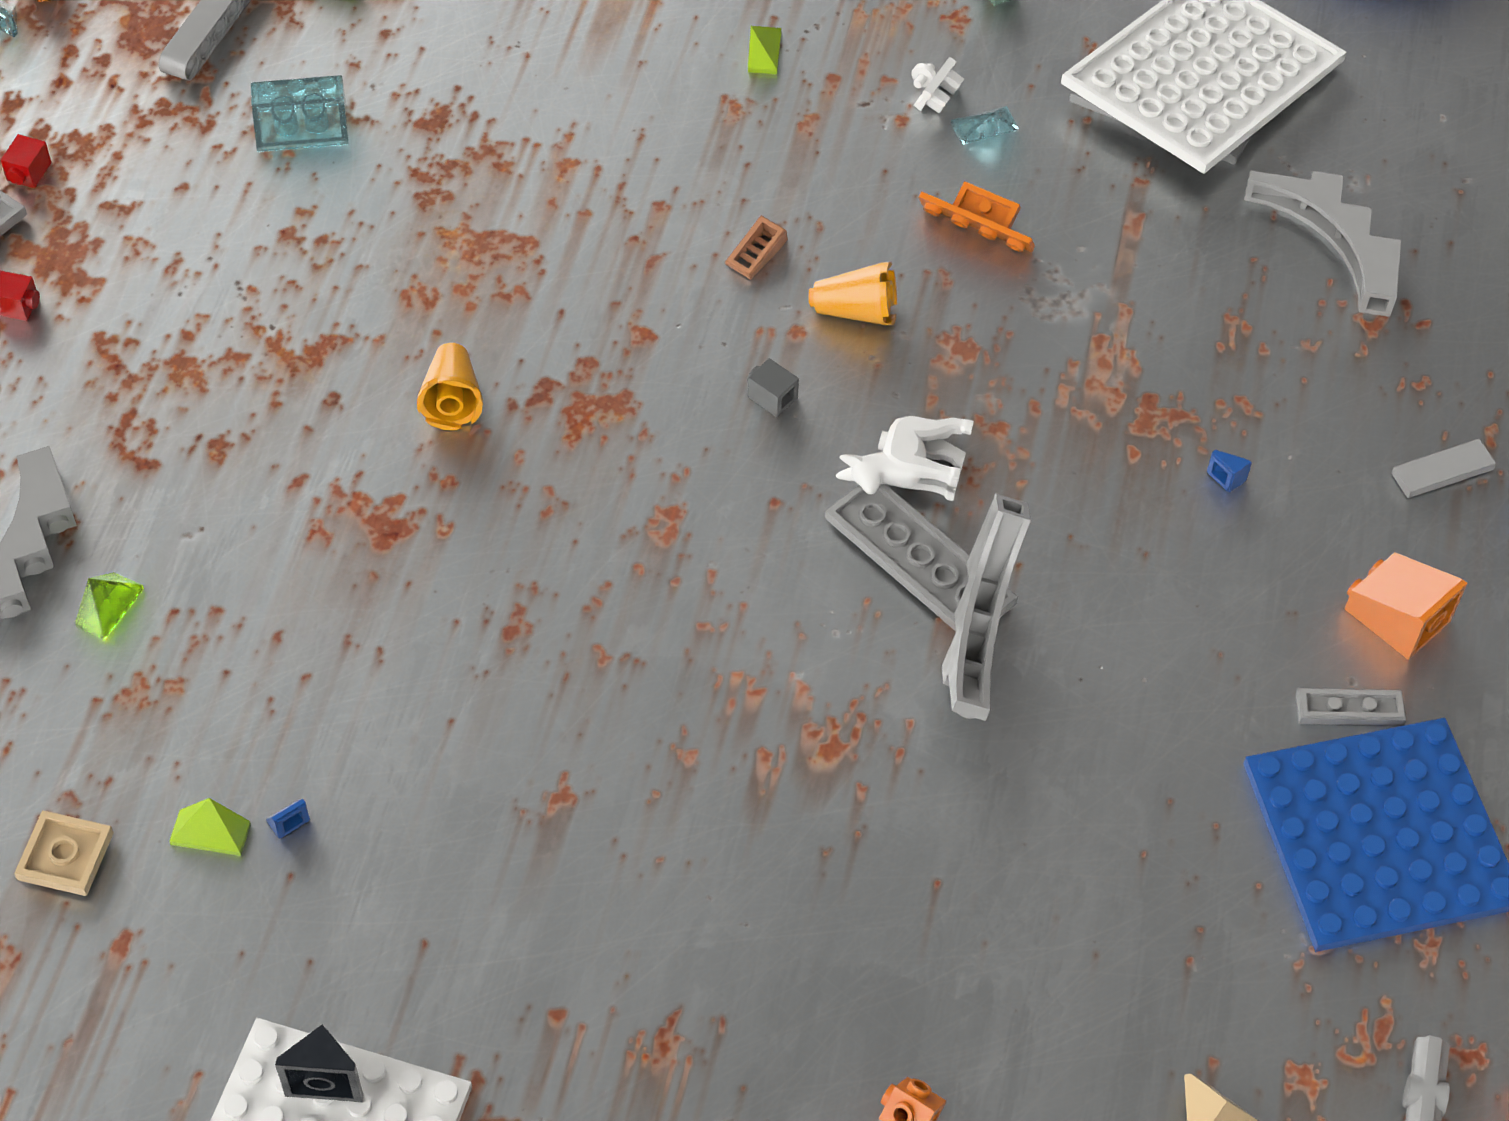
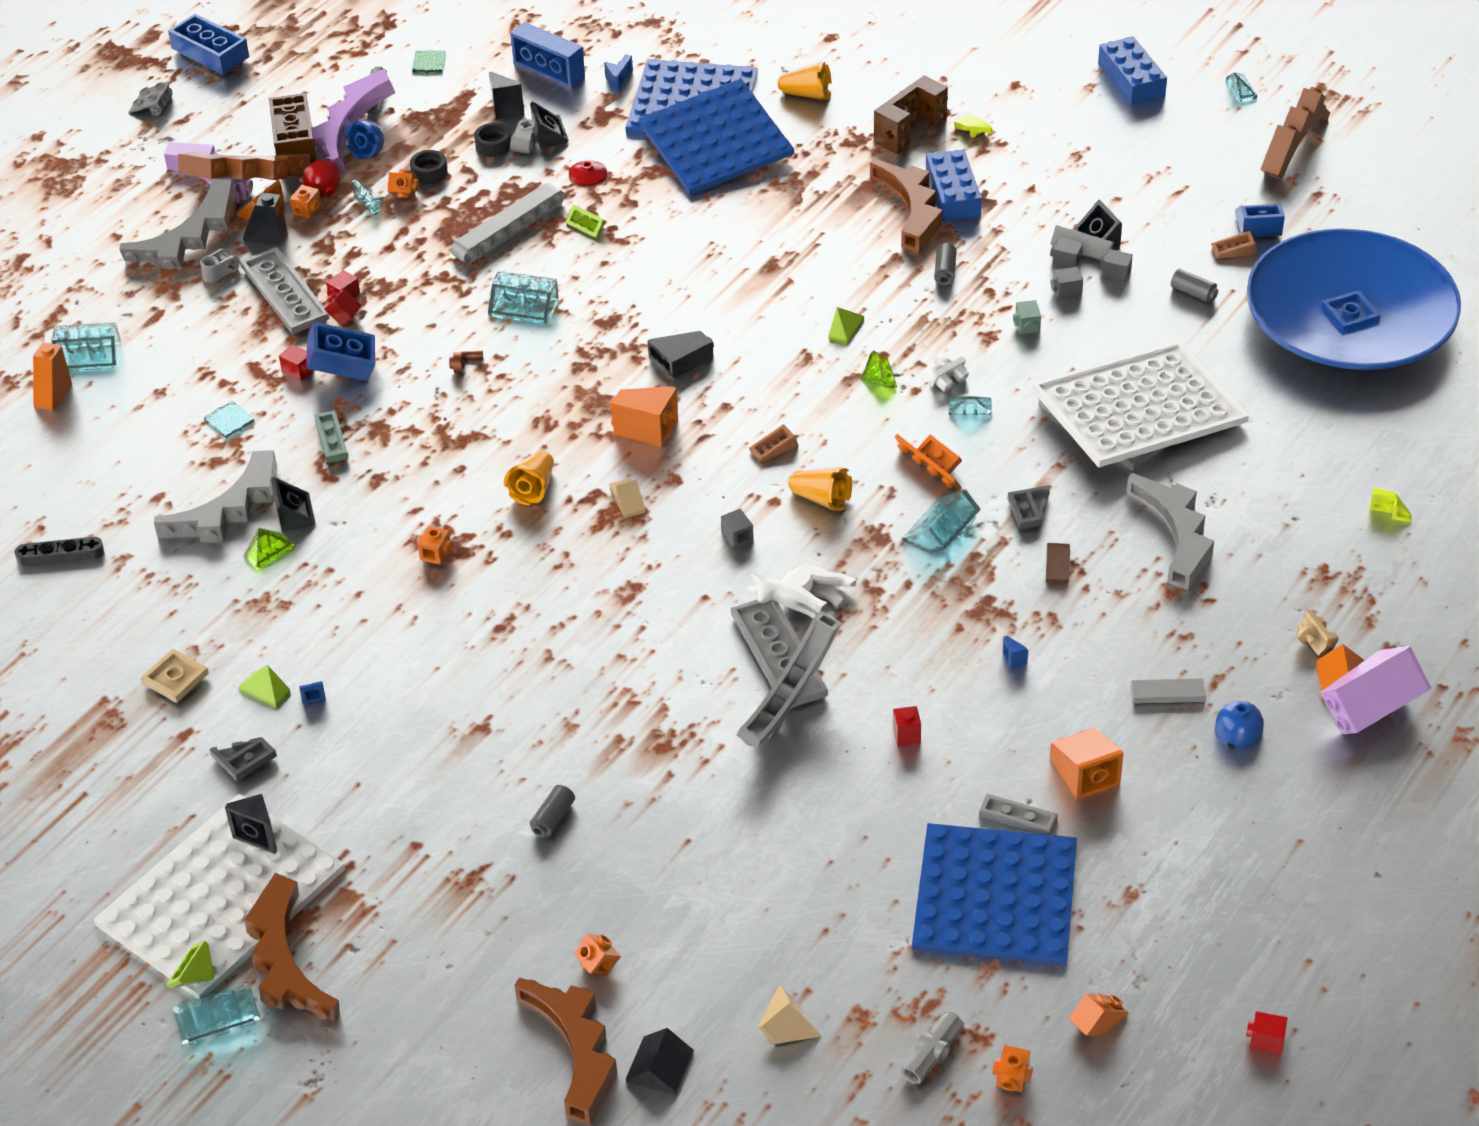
camera: 25 degrees right, 10 degrees down
(42, 192) = (342, 306): none -> red brick
(78, 264) = (341, 351): none -> blue brick
(114, 526) = (292, 505): none -> black slope
(120, 399) = (331, 436): none -> sand green plate
(234, 955) = (244, 756): none -> dark grey wing
(252, 235) = (457, 361): none -> copper plate
(360, 531) = (434, 545): none -> orange brick
(562, 142) = (680, 351): none -> slope
(564, 250) = (645, 414): none -> orange slope
(596, 379) = (628, 497): none -> tan slope
(733, 900) = (552, 811): none -> dark grey brick
(842, 106) = (879, 371): none -> clear neon green slope
(1039, 305) = (943, 522): none -> clear light blue slope
(1137, 251) = (1029, 505): none -> dark grey wing
(1149, 619) = (907, 725): none -> red brick
(1213, 321) = (1057, 562): none -> reddish brown slope

